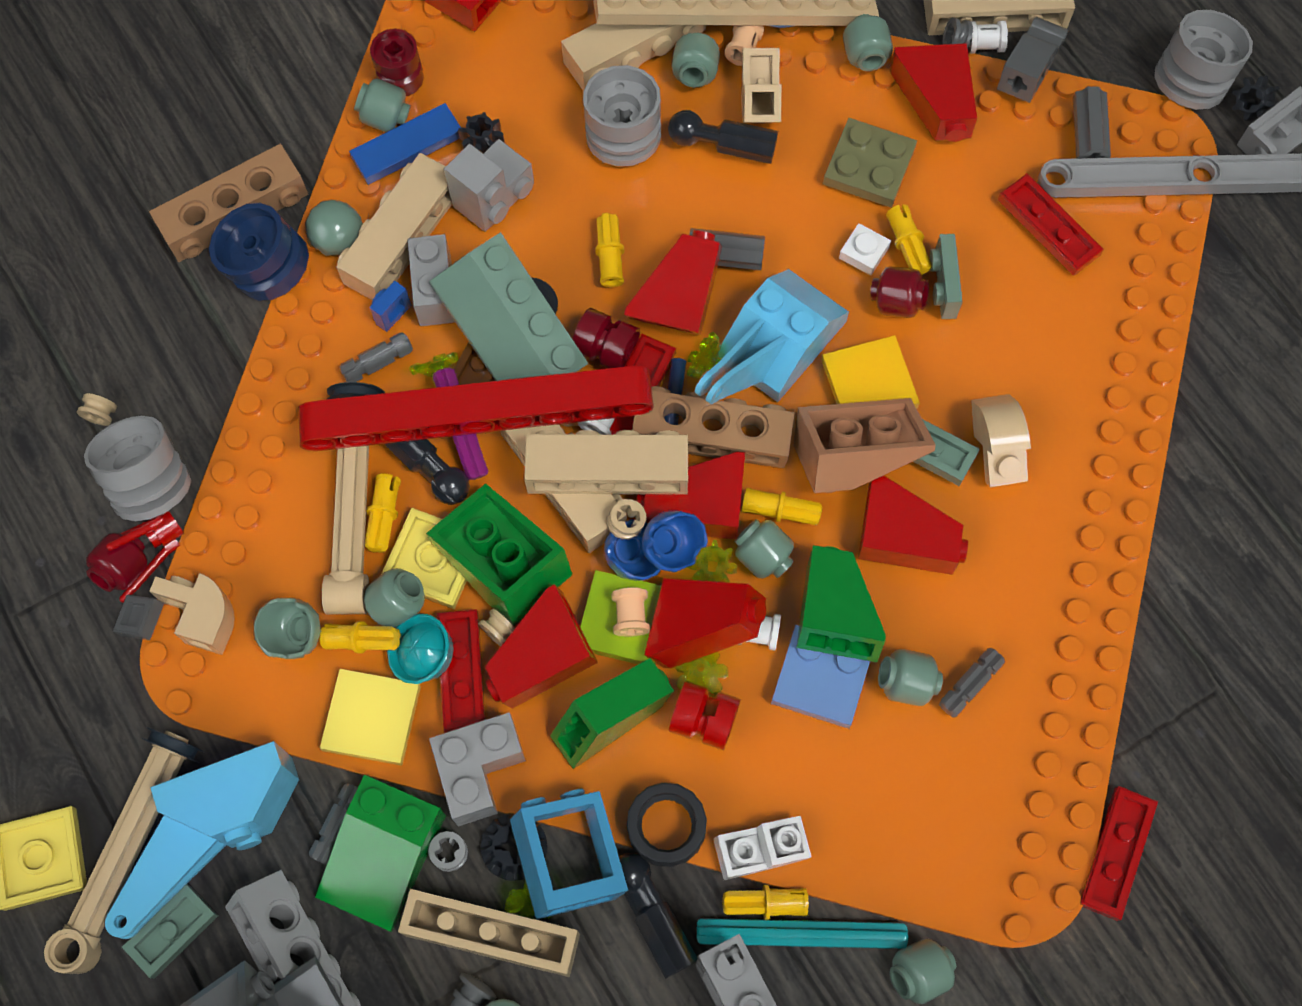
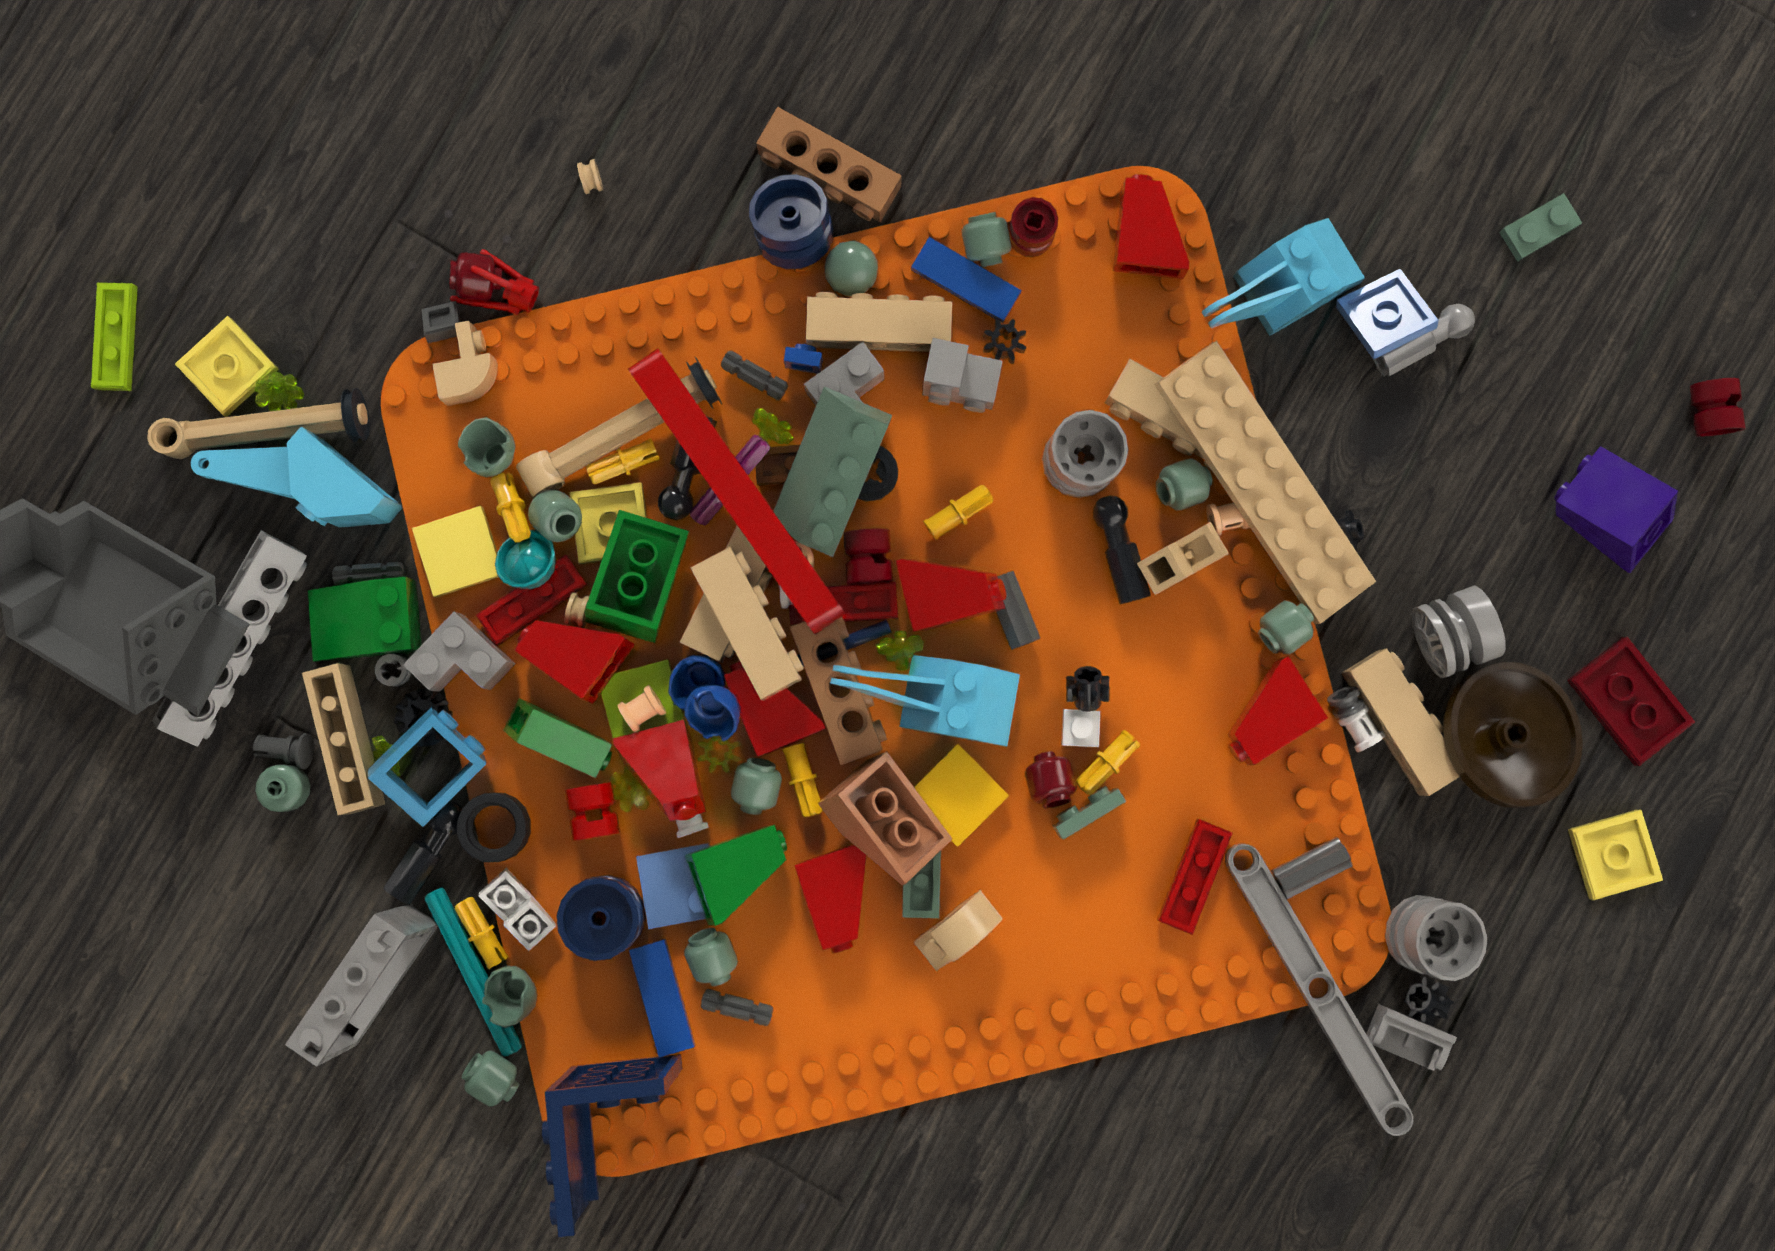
camera: 60 degrees right, 15 degrees up
(98, 813) = (278, 391): none -> clear neon green plant
(137, 468) = (549, 247): light grey wheel -> none
(170, 931) = (225, 500): sand green plate -> none
(633, 509) = (700, 664): tan bush -> none
(803, 737) = (585, 932): none -> dark blue wheel
(833, 220) = (1087, 688): none -> black gear
(848, 899) = (509, 995): none -> sand green hair
(870, 162) = (1170, 689): olive plate -> none
(926, 750) = (662, 998): none -> blue tile
(1025, 884) = (570, 1124): none -> dark blue bracket
(1031, 59) = (1357, 782): dark grey piece -> none
(1118, 853) = (666, 1185): red tile -> none

